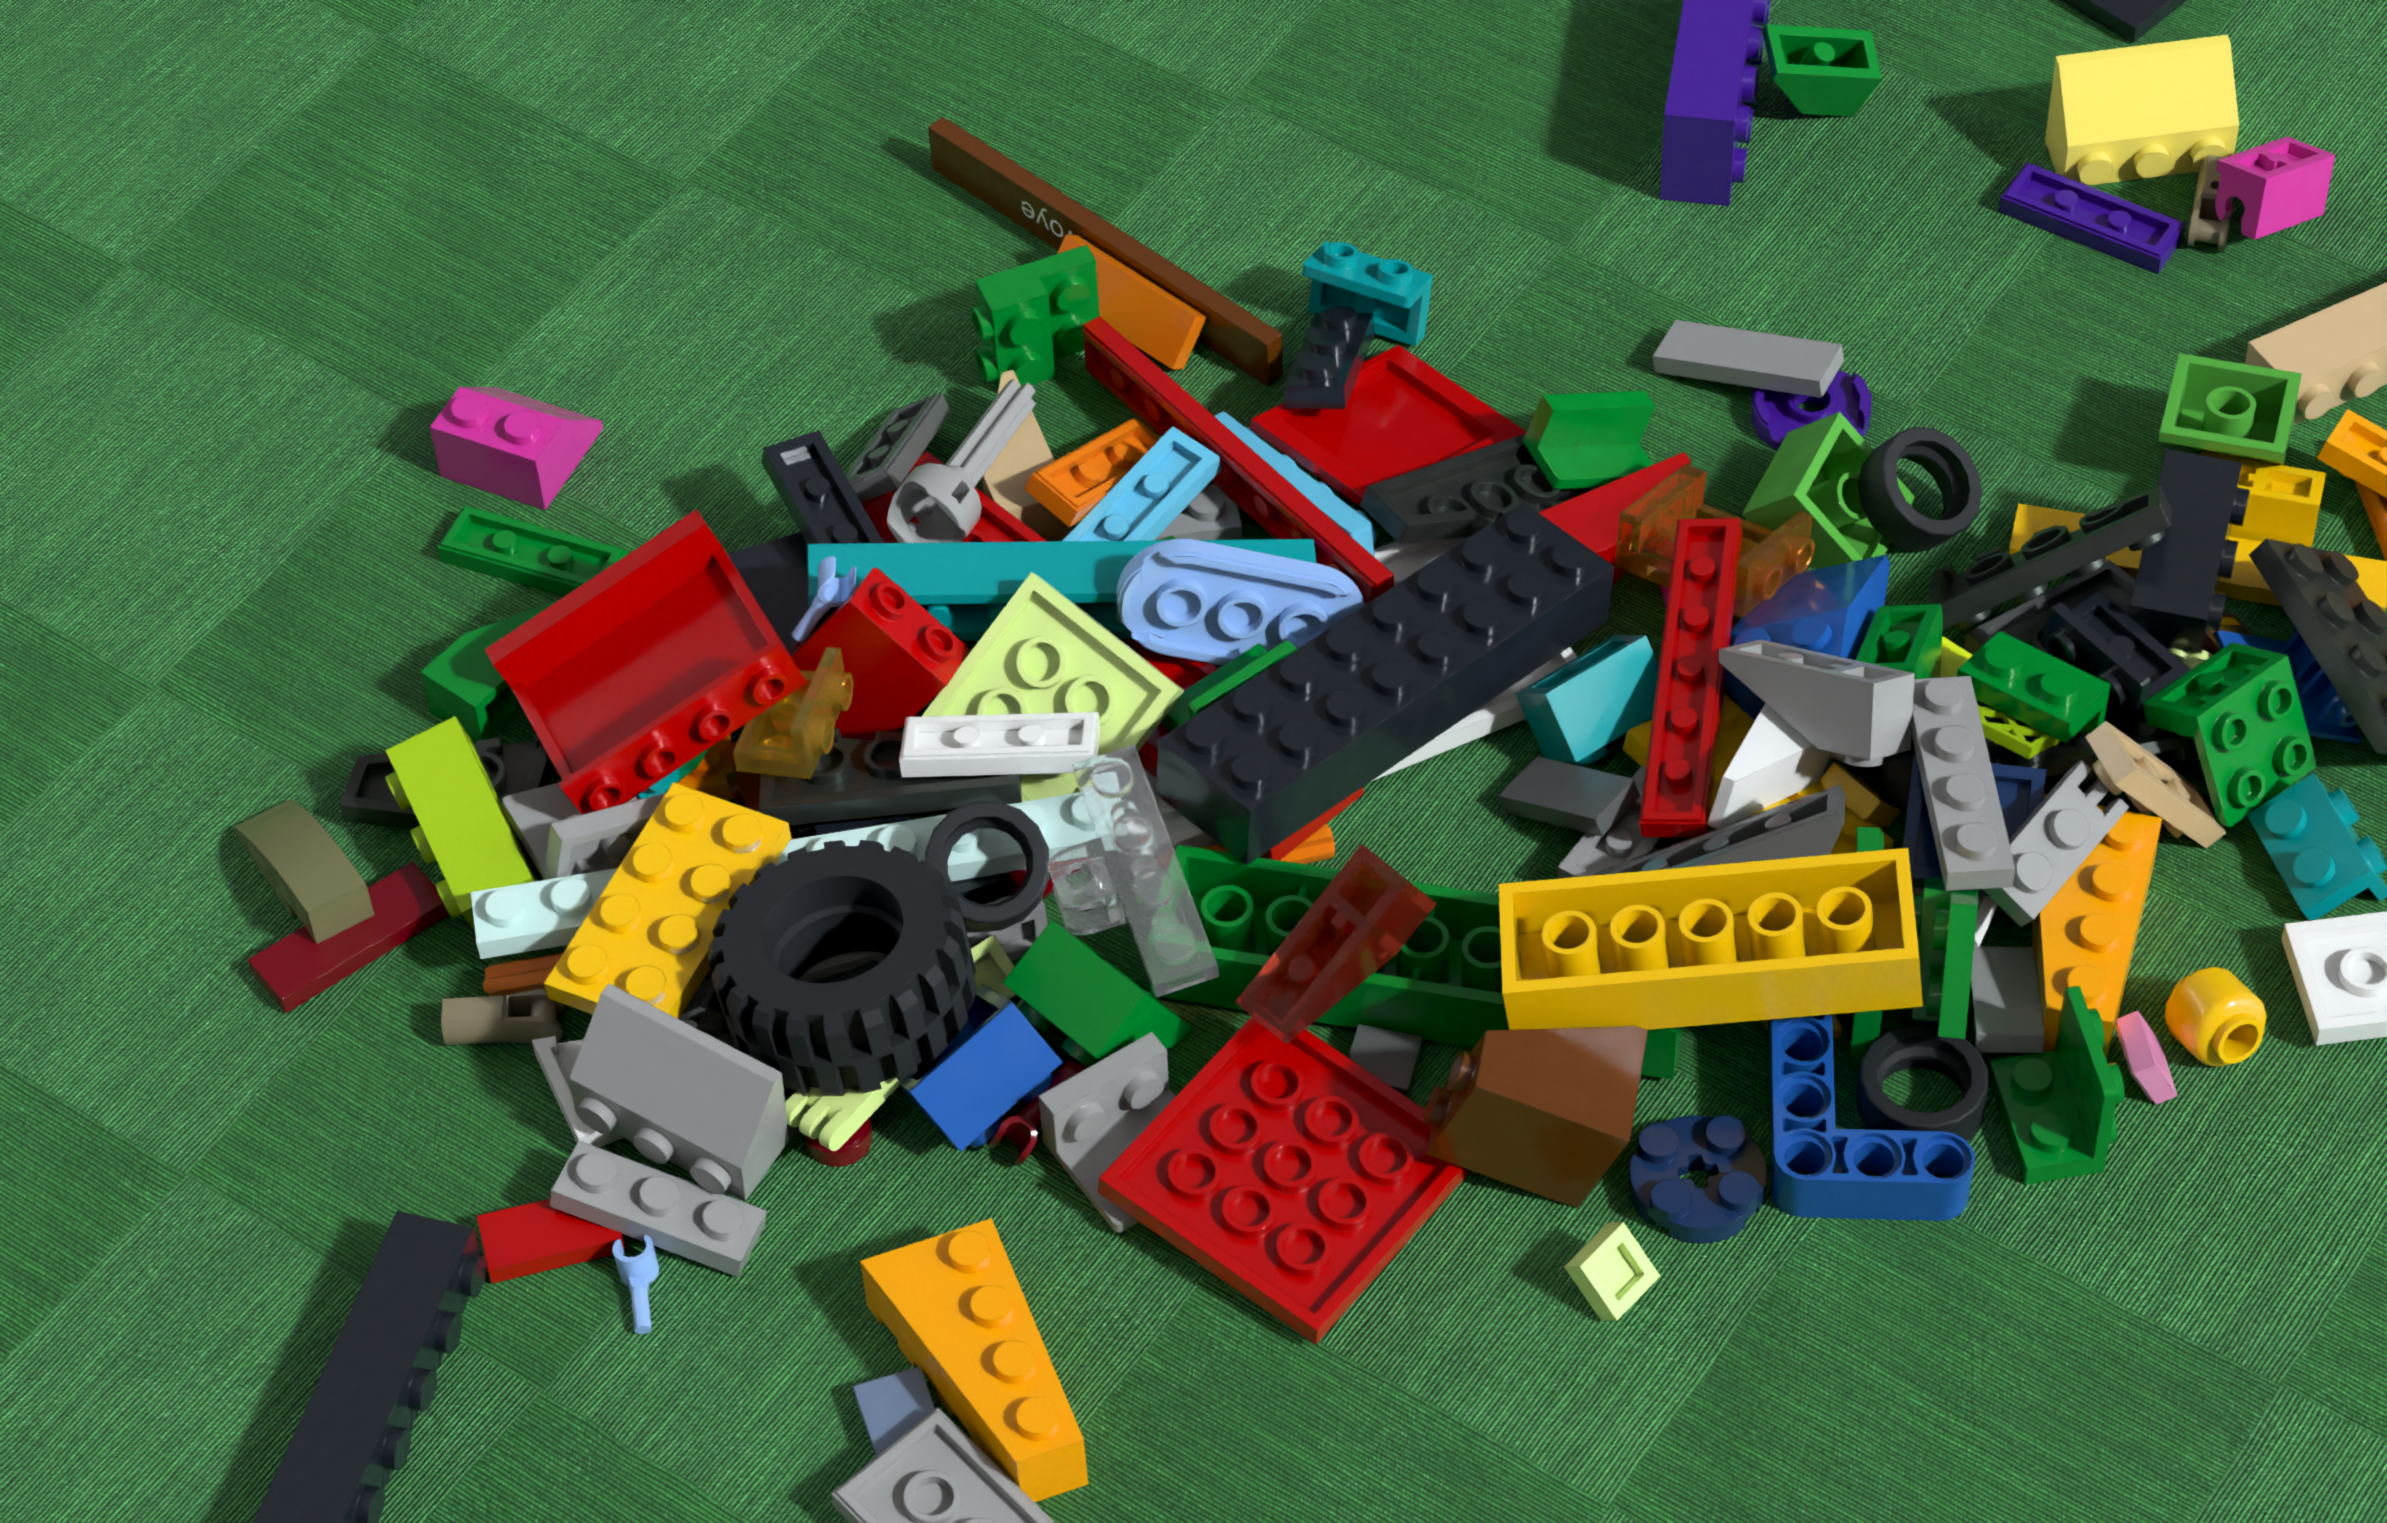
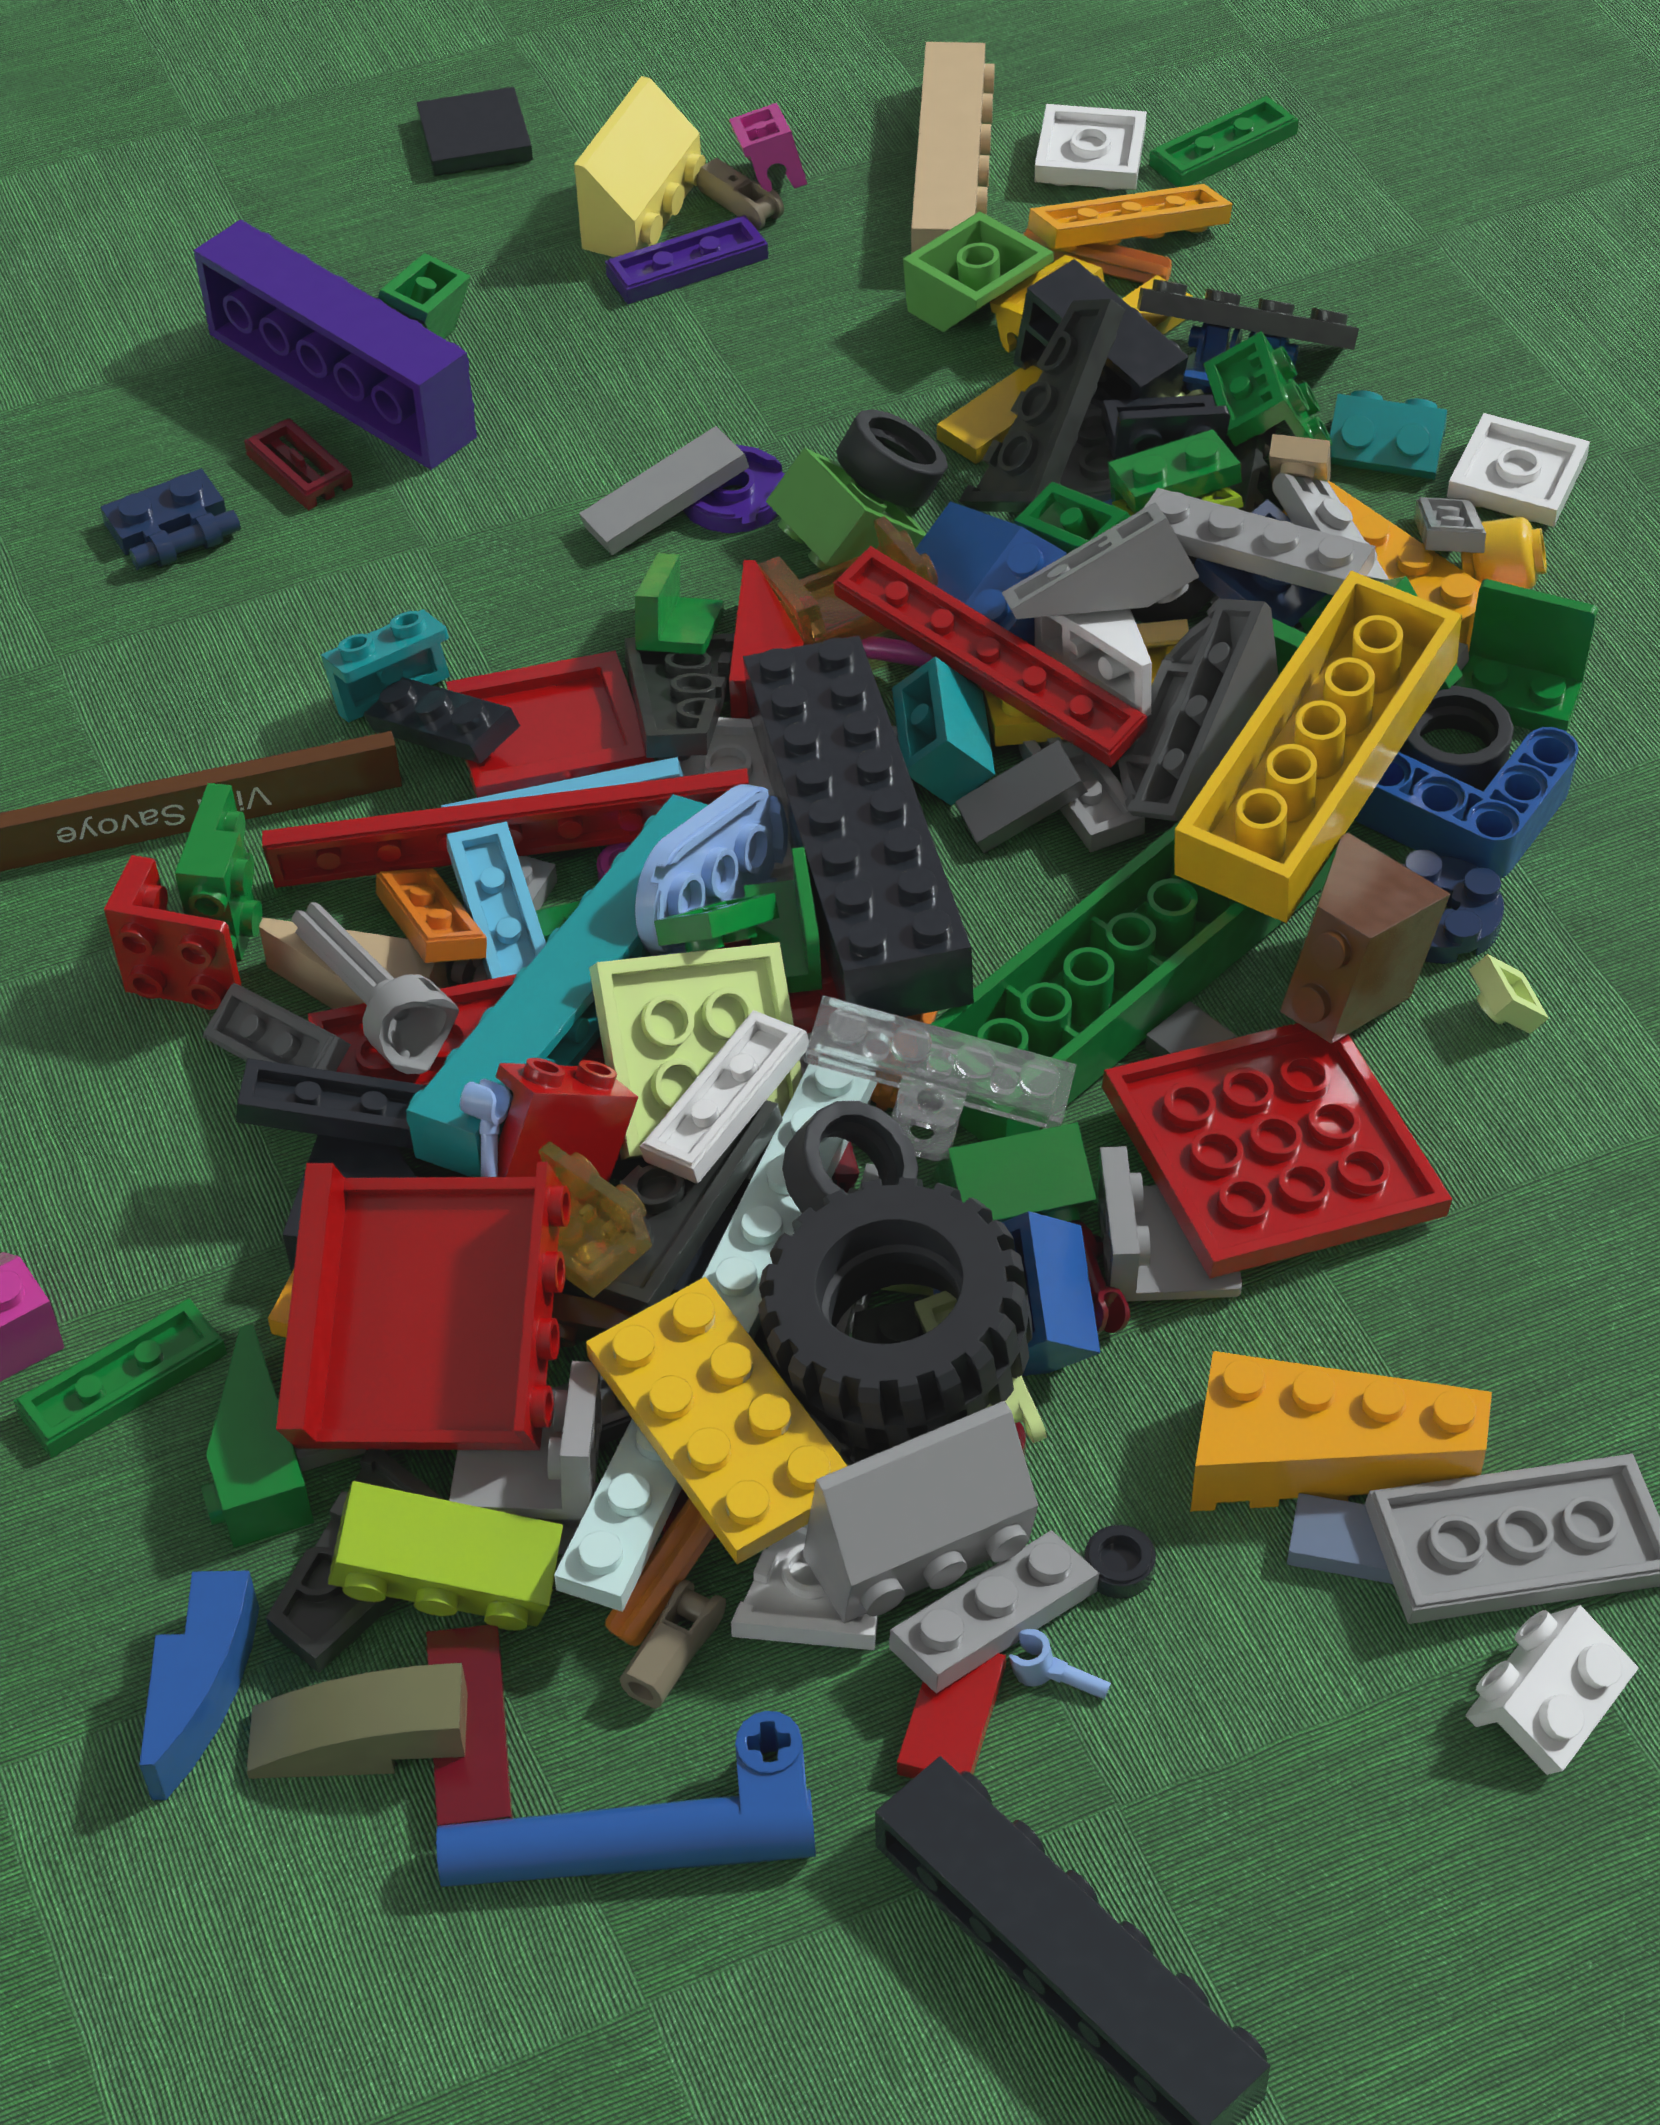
camera: 60 degrees left, 0 degrees up
(280, 747) = (196, 1677): none -> blue slope
(372, 1154) = (761, 1824): none -> blue axle
(775, 1277) = (1122, 1559): none -> black tile
(939, 306) = (165, 950): none -> red bracket
(1142, 310) = (265, 807): orange tile -> none
(1191, 645) = (717, 923): none -> green plate
(1336, 945) = (1124, 974): clear red slope -> none
(1442, 70) = (169, 519): none -> dark blue plate
(1574, 138) = (289, 466): none -> dark red tile
(2189, 943) = (1449, 525): none -> light grey tile

